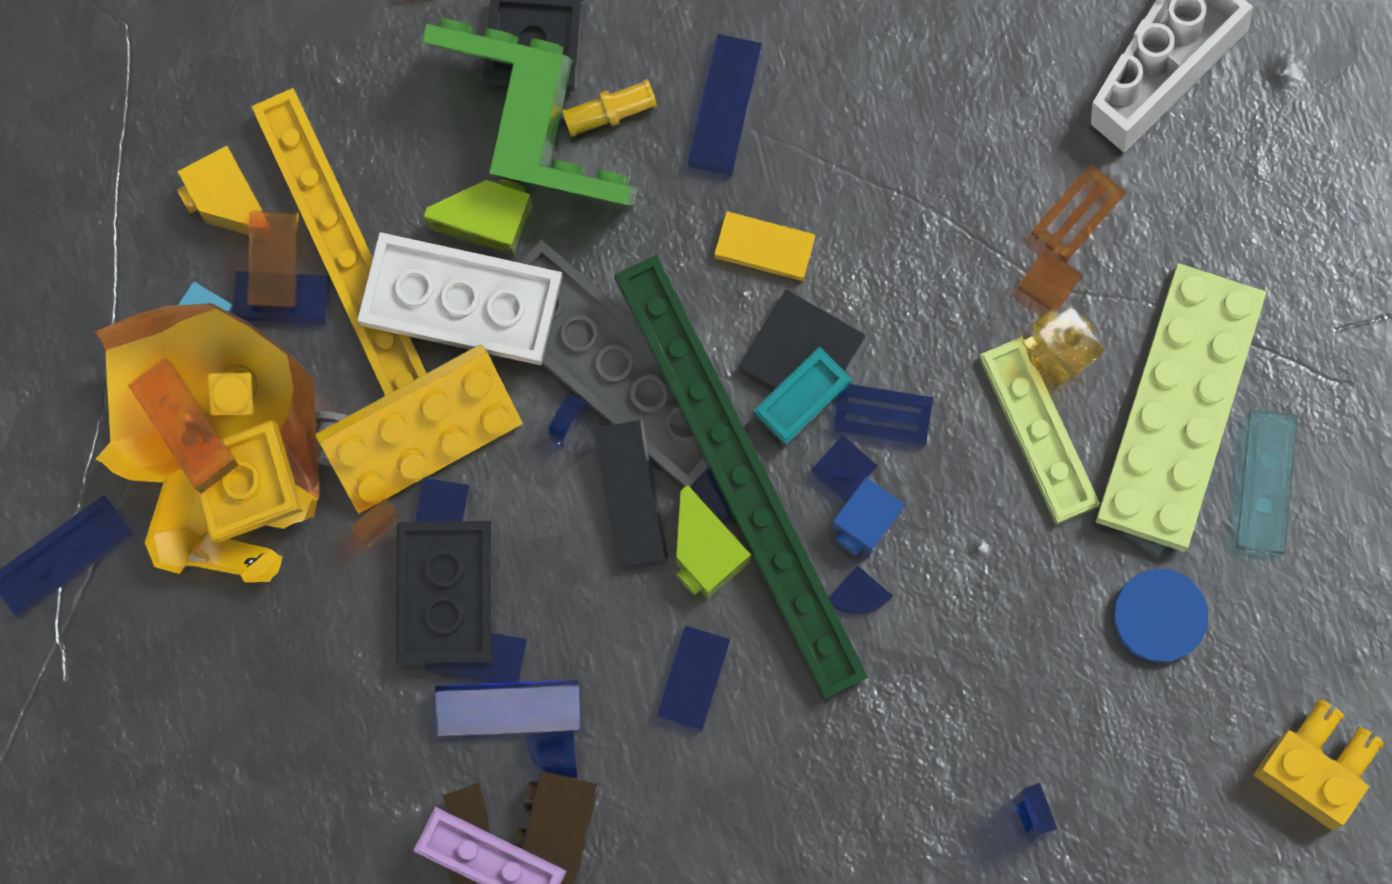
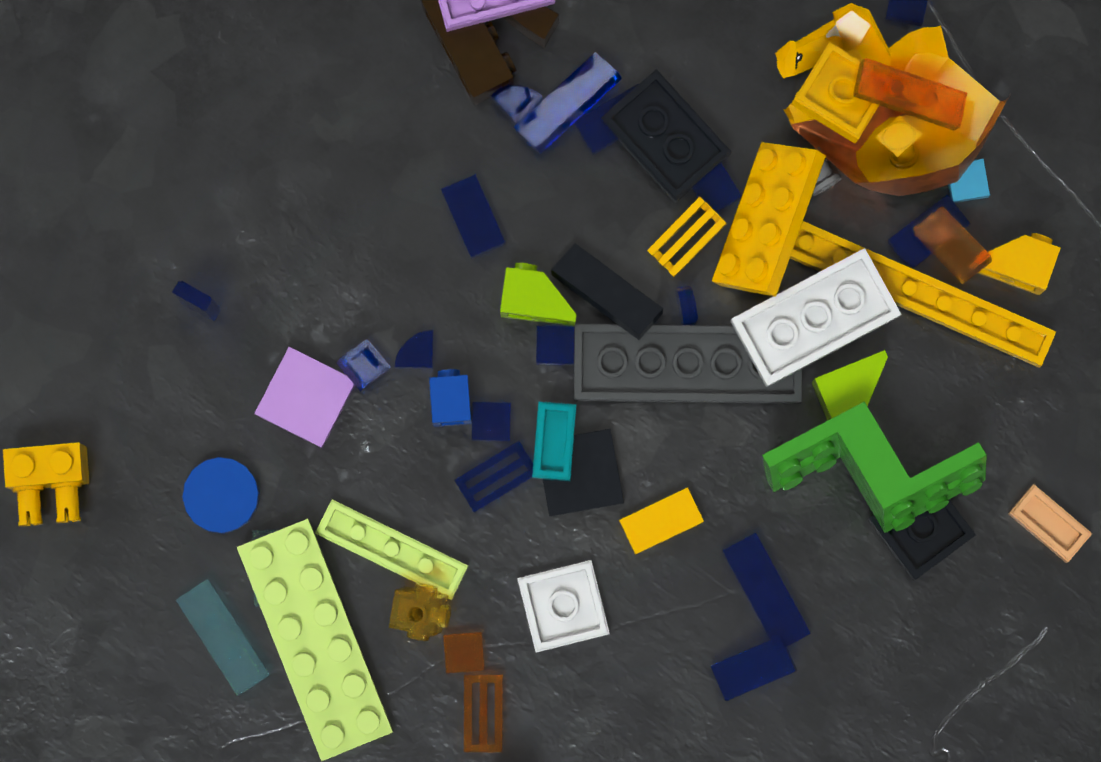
camera: 140 degrees right, 5 degrees up
(375, 523) = (744, 142): clear orange tile -> none
(548, 480) = (664, 259): none -> yellow tile
(609, 108) = (835, 525): yellow pin -> none
(741, 477) = (550, 356): dark green plate -> none
(796, 46) = (753, 668): none -> clear blue tile
(921, 622) = (363, 365): none -> clear blue tile
(922, 246) = (563, 606): none -> white tile
(1002, 640) = (305, 397): none -> lavender tile

